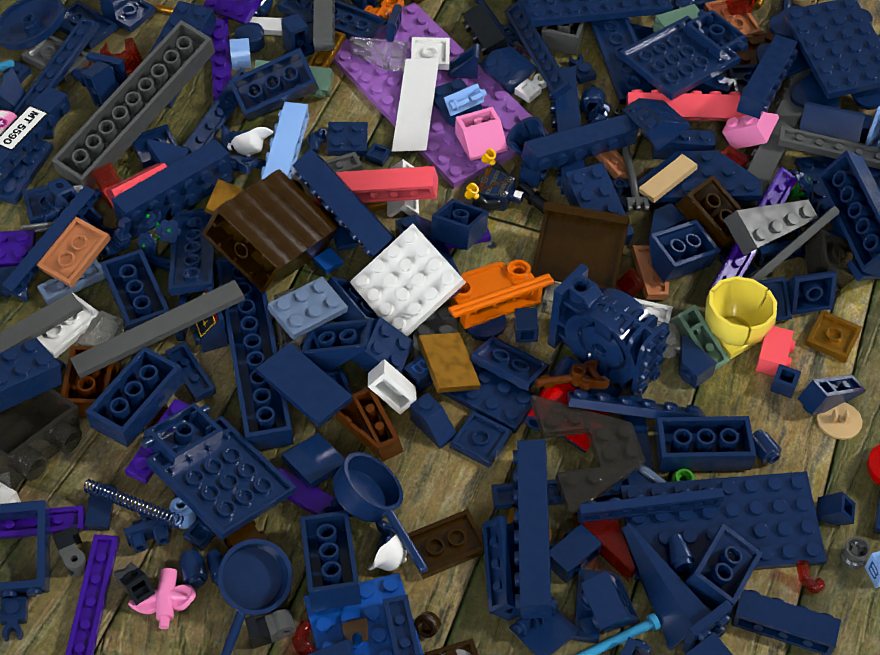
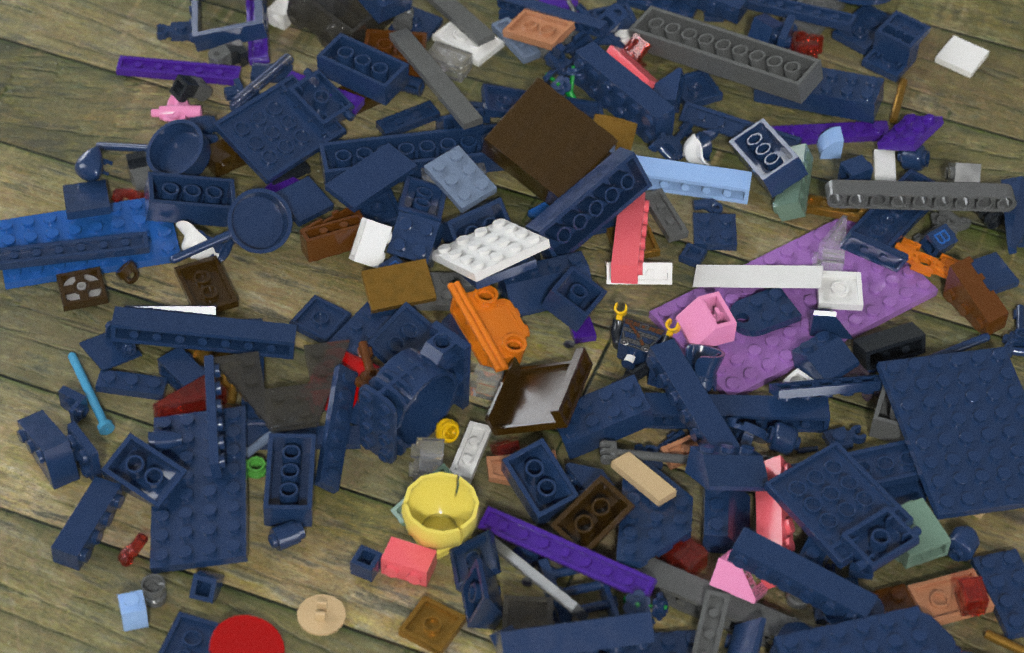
camera: 90 degrees right, 5 degrees down
(134, 288) = (505, 68): dark blue brick -> none
(254, 32) = (859, 145): dark blue hair -> none
(353, 626) = (123, 216): dark brown tile -> none
(432, 420) = (340, 280): dark blue slope -> none
(465, 99) = (755, 307): light blue hinge -> none
(609, 602) = (123, 388): dark blue slope -> none
(670, 597) = (110, 439): dark blue wedge -> none
(694, 363) = (391, 487): dark blue slope -> none
(765, 224) = (563, 551): wedge -> none
(829, 392) = (350, 604): dark blue slope -> none

